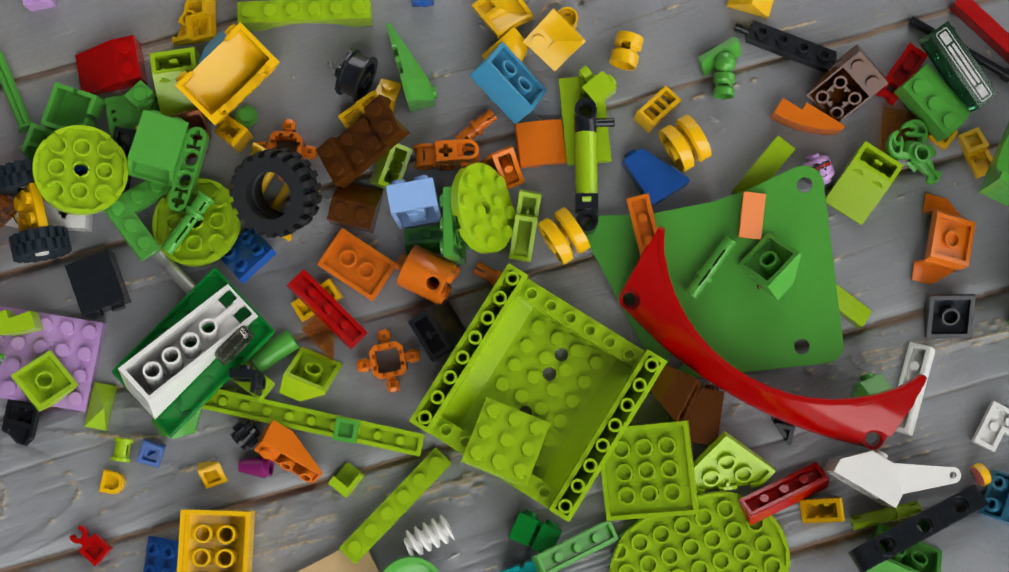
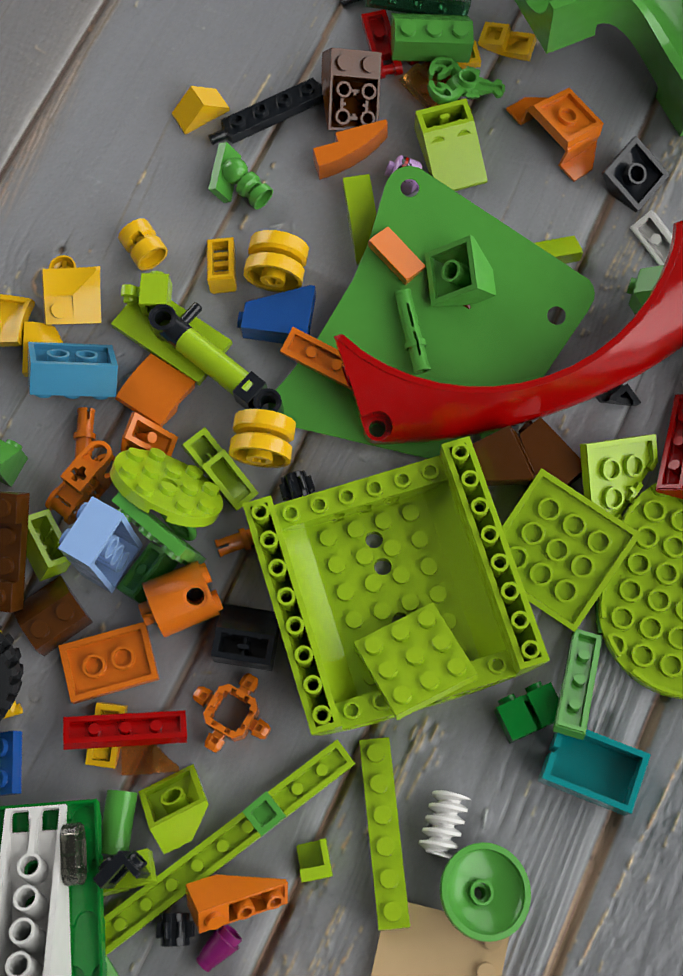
camera: 50 degrees left, 10 degrees down
(553, 281) = (296, 485): none -> black gear

